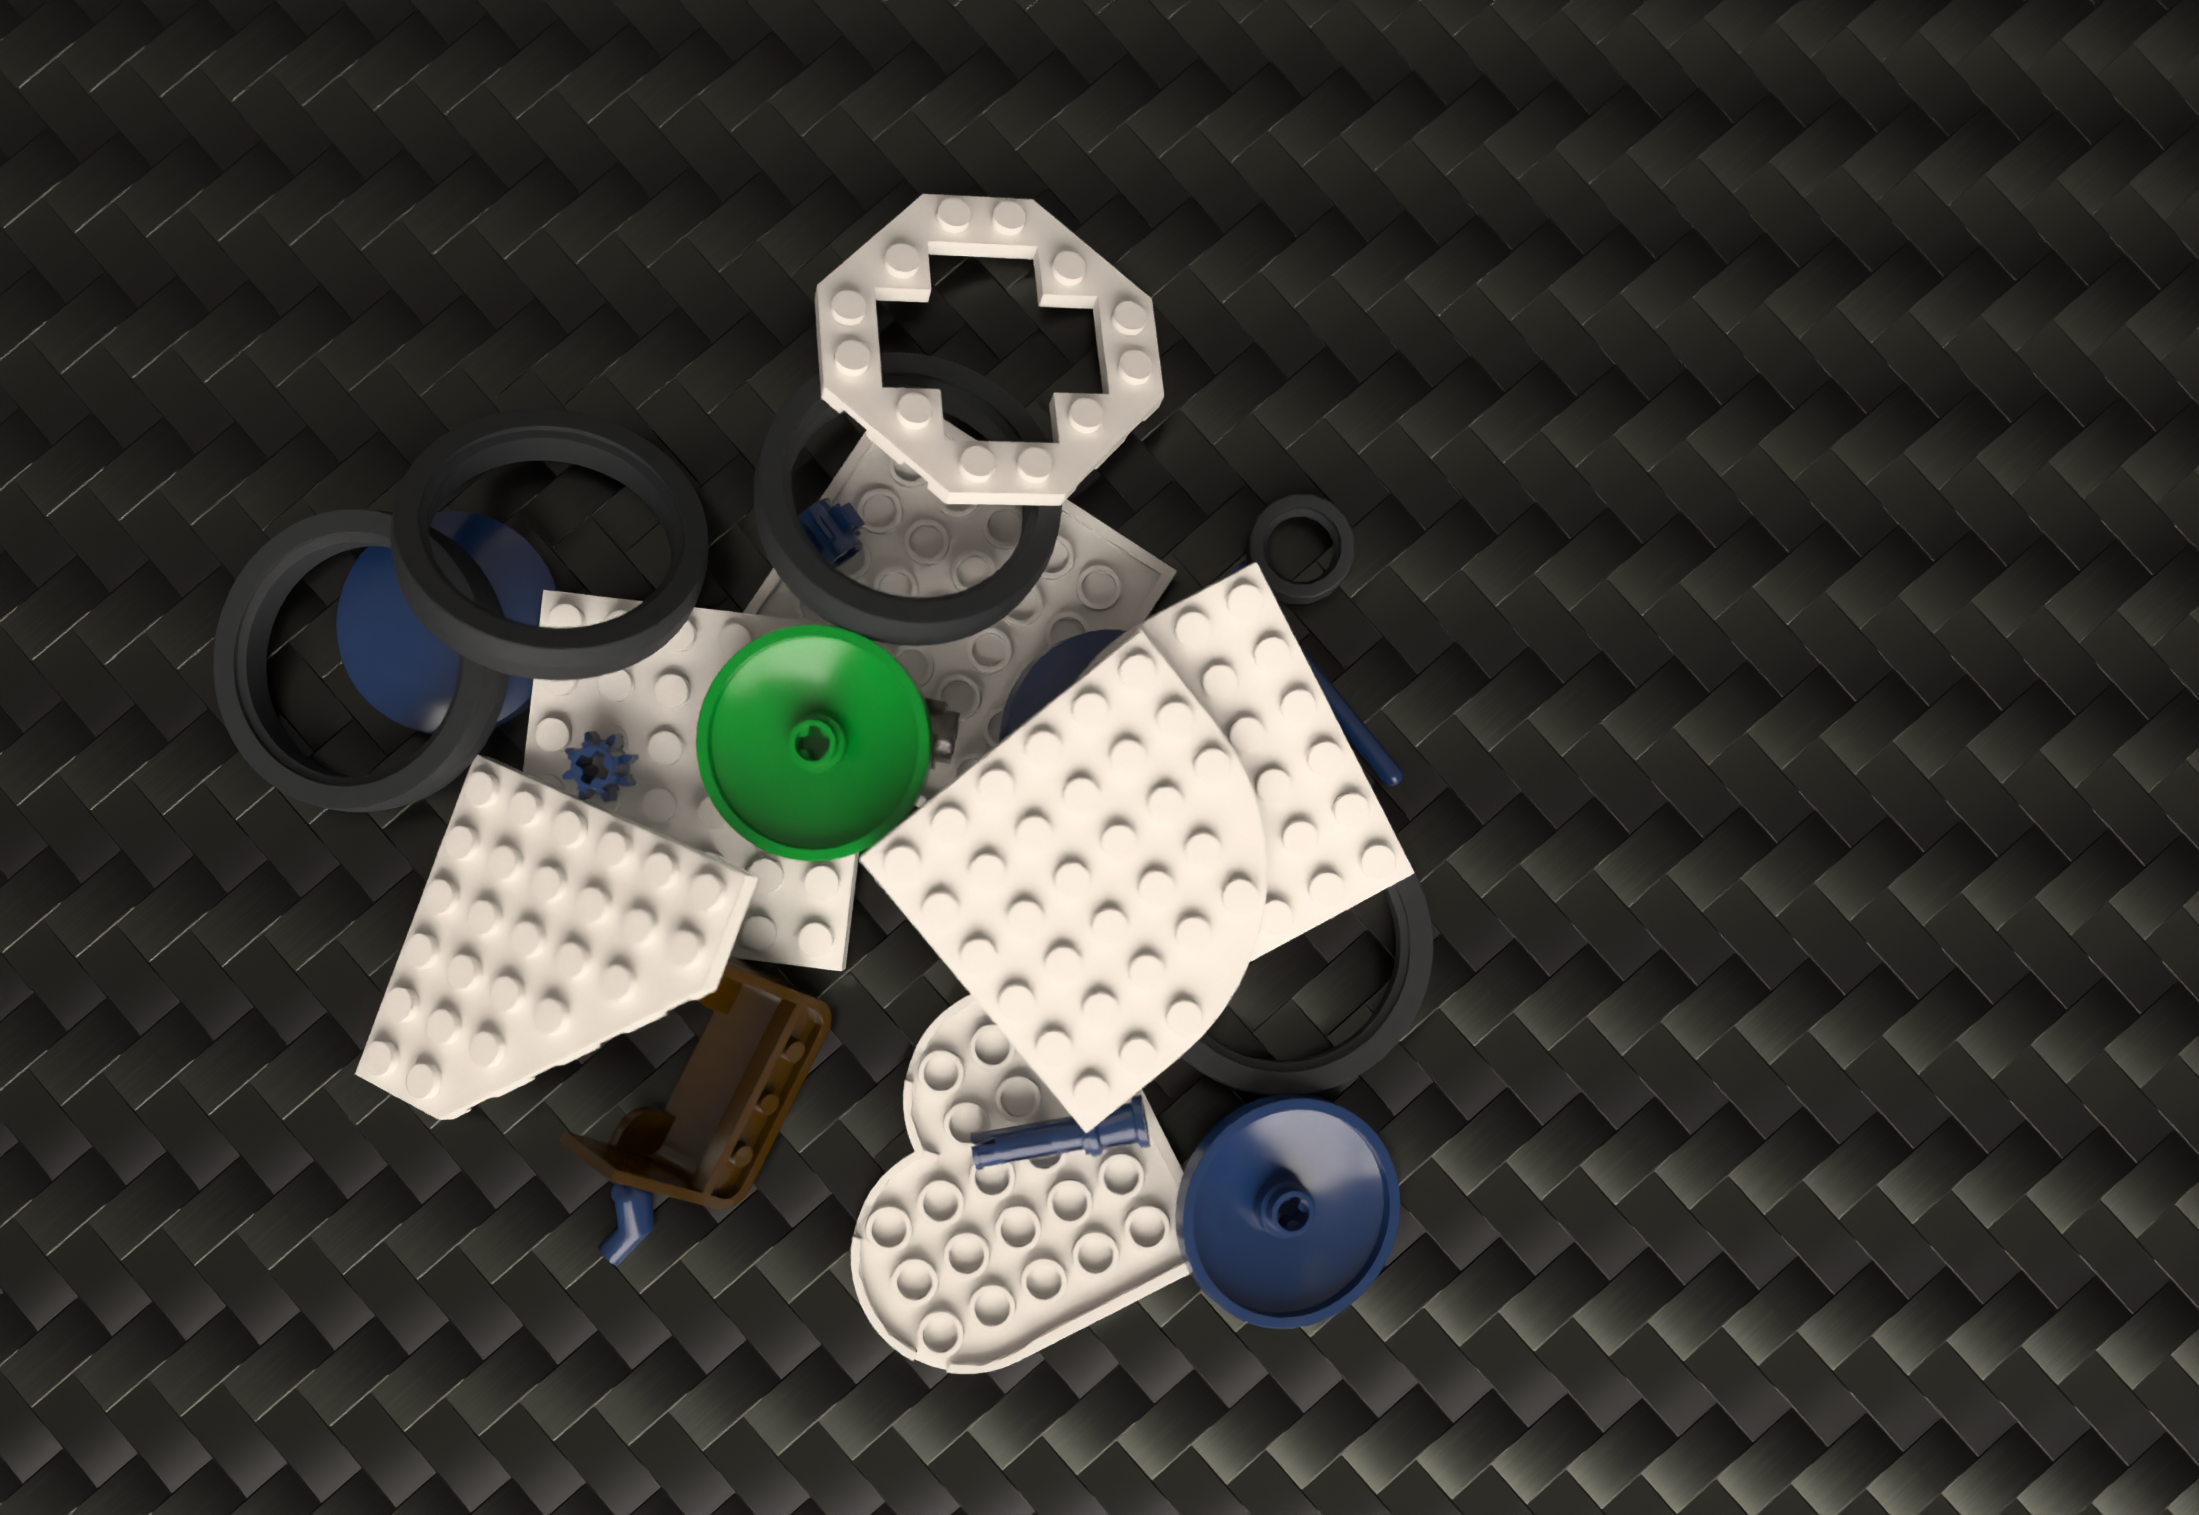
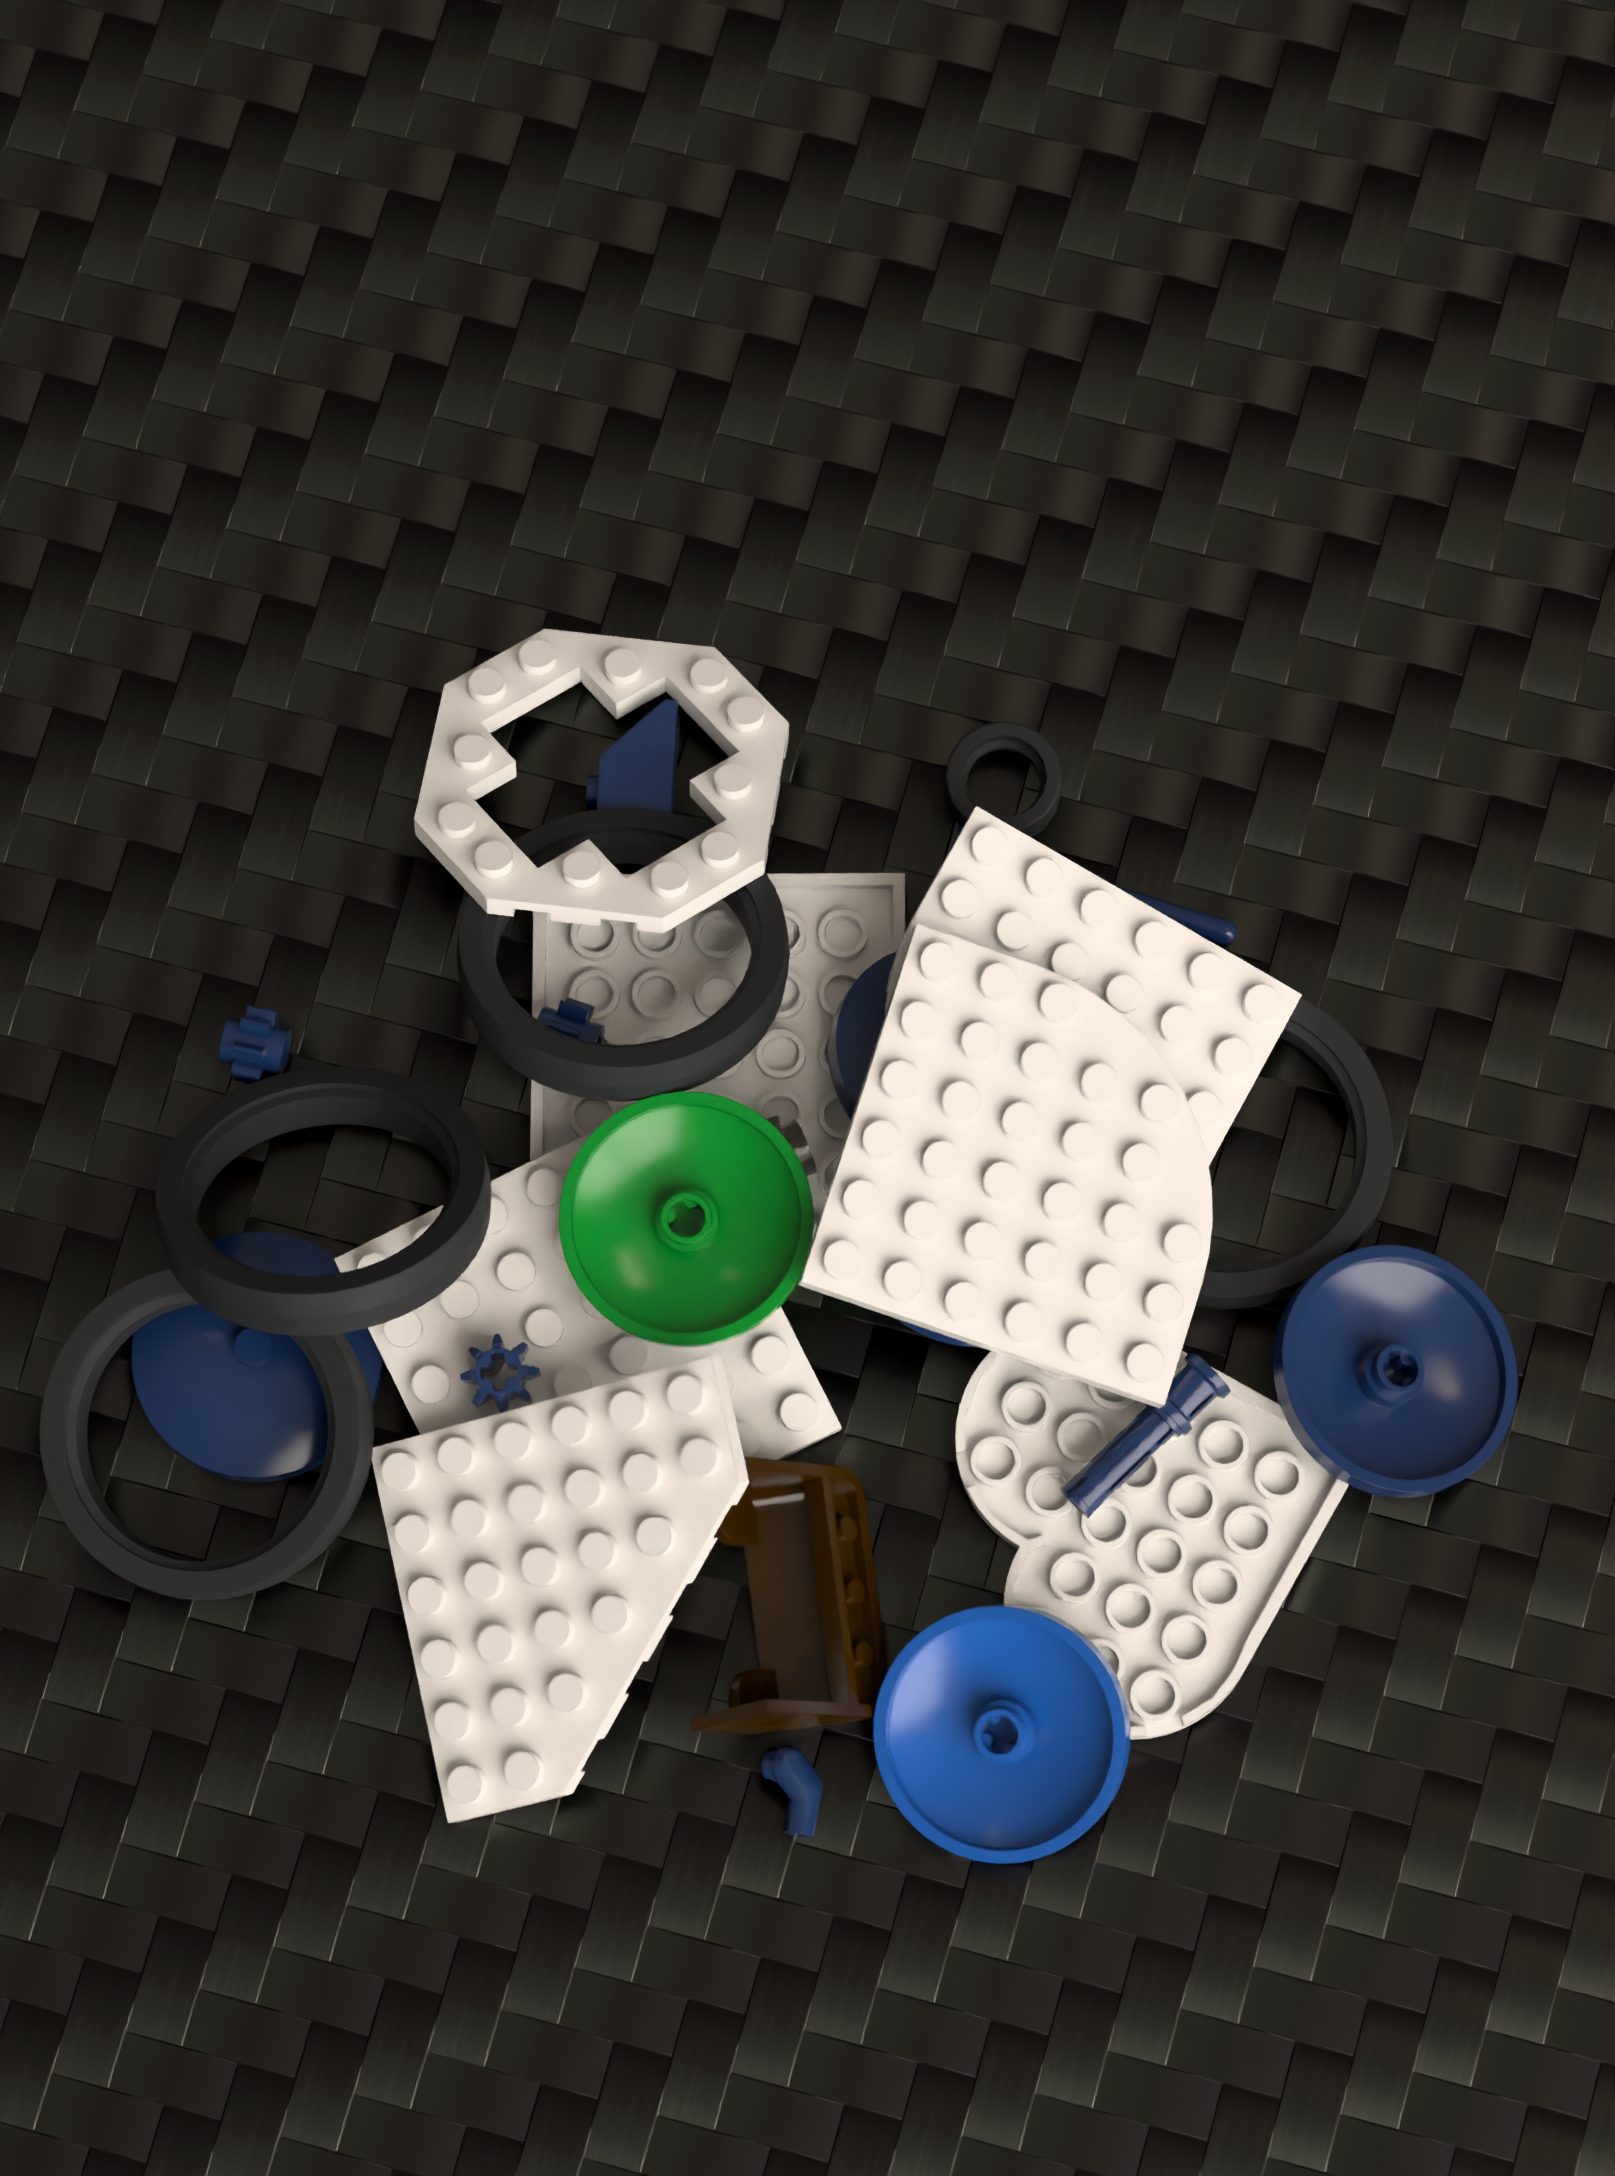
camera: 30 degrees left, 10 degrees down
(599, 383) = (255, 1045): none -> dark blue gear
(803, 1290) = (1001, 1733): none -> blue dish
(1031, 357) = (640, 765): none -> dark blue slope

